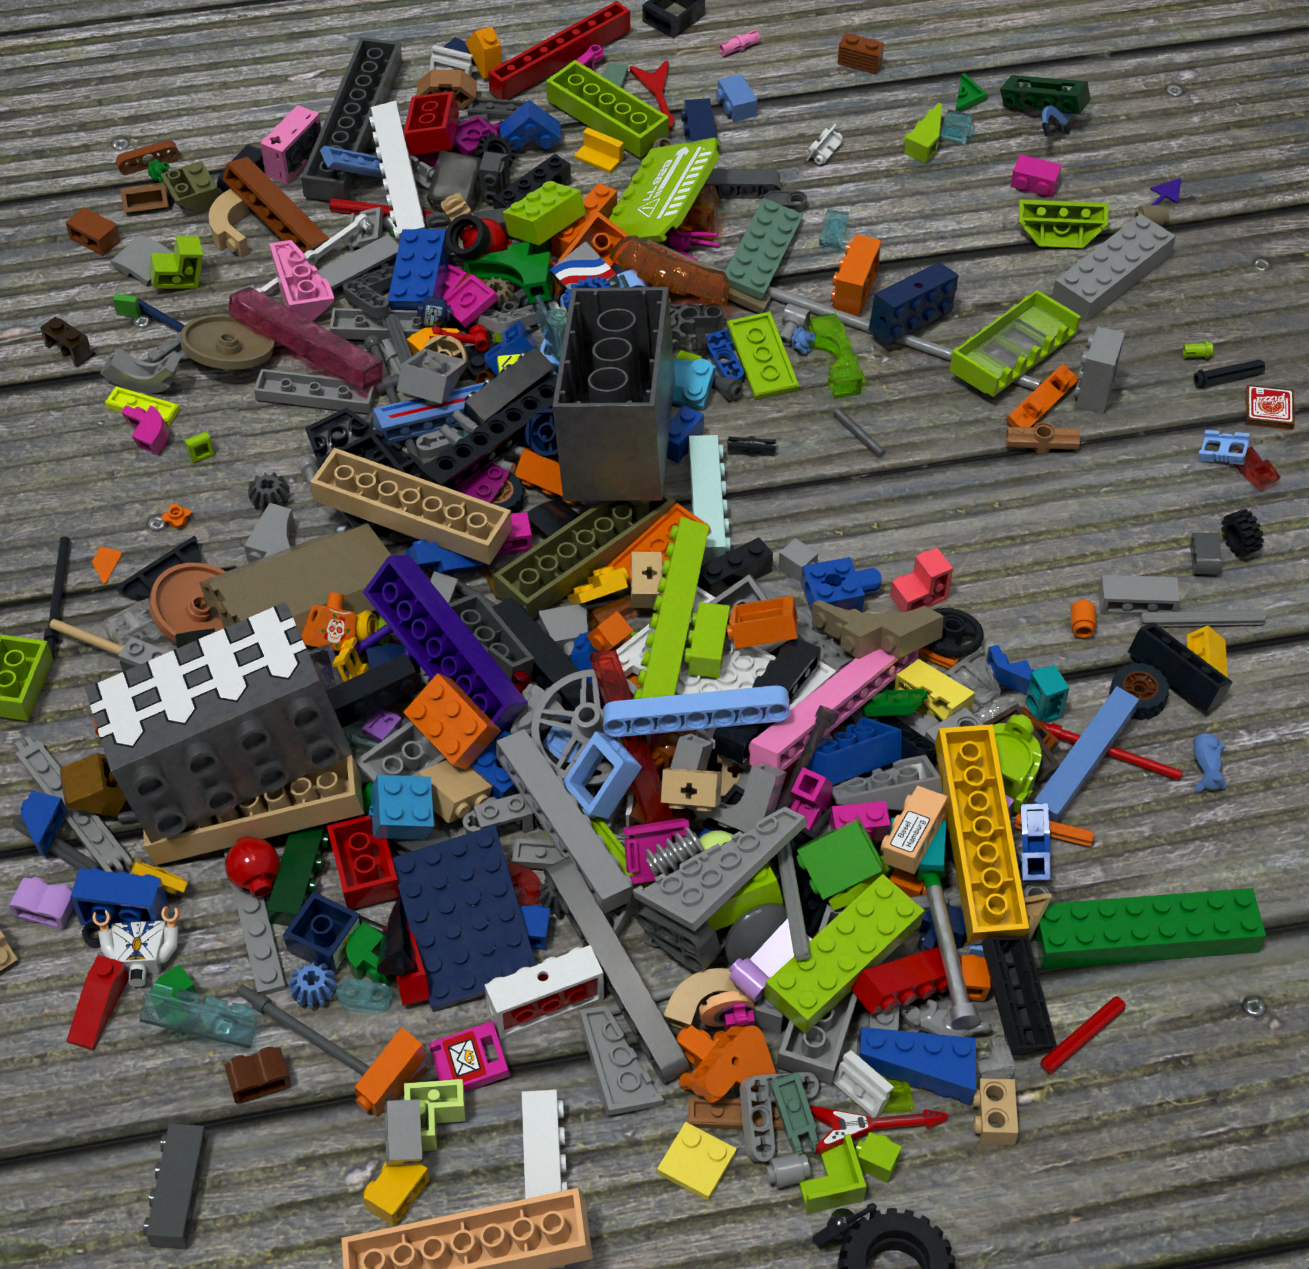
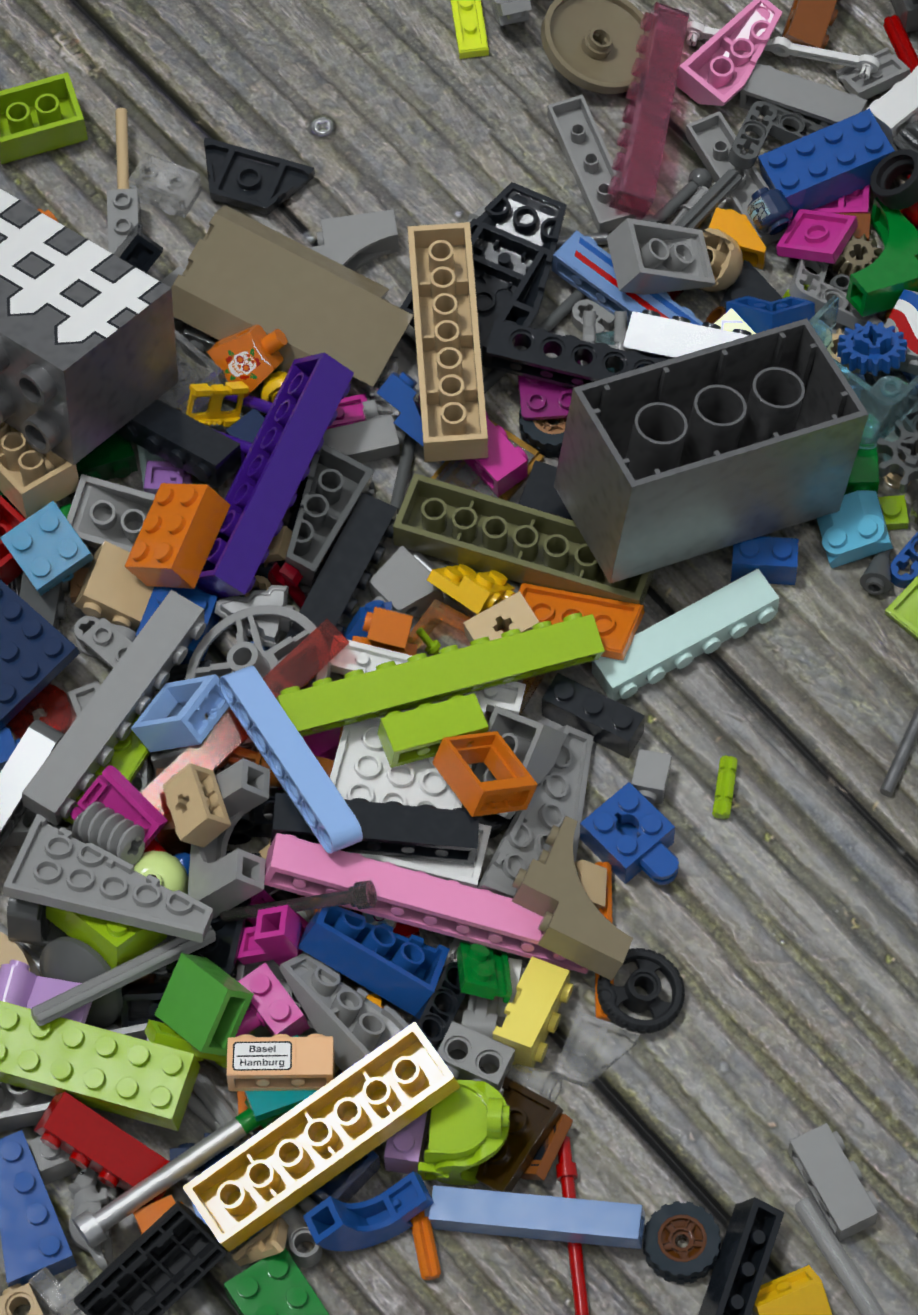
camera: 65 degrees right, 10 degrees up
(51, 635) = (169, 94): black bar -> none
(105, 561) = (241, 110): orange sticker -> none
(151, 428) = (433, 45): dark pink brick -> none
(176, 516) = (338, 143): orange plate -> none
(178, 601) = (195, 200): nougat dish -> none
(199, 447) = (440, 102): lime brick -> none
(268, 490) = (418, 201): dark grey gear -> none
(477, 335) = (771, 277): red brick -> none
(751, 445) = (801, 643): black pin -> none
(827, 529) = (725, 787): none -> lime axle
(925, 585) = (690, 926): coral brick -> none
(1010, 675) = (623, 1094): blue slope -> none
(1047, 694) = (599, 1134): teal brick -> none
(1083, 618) = (755, 1132): orange brick -> none

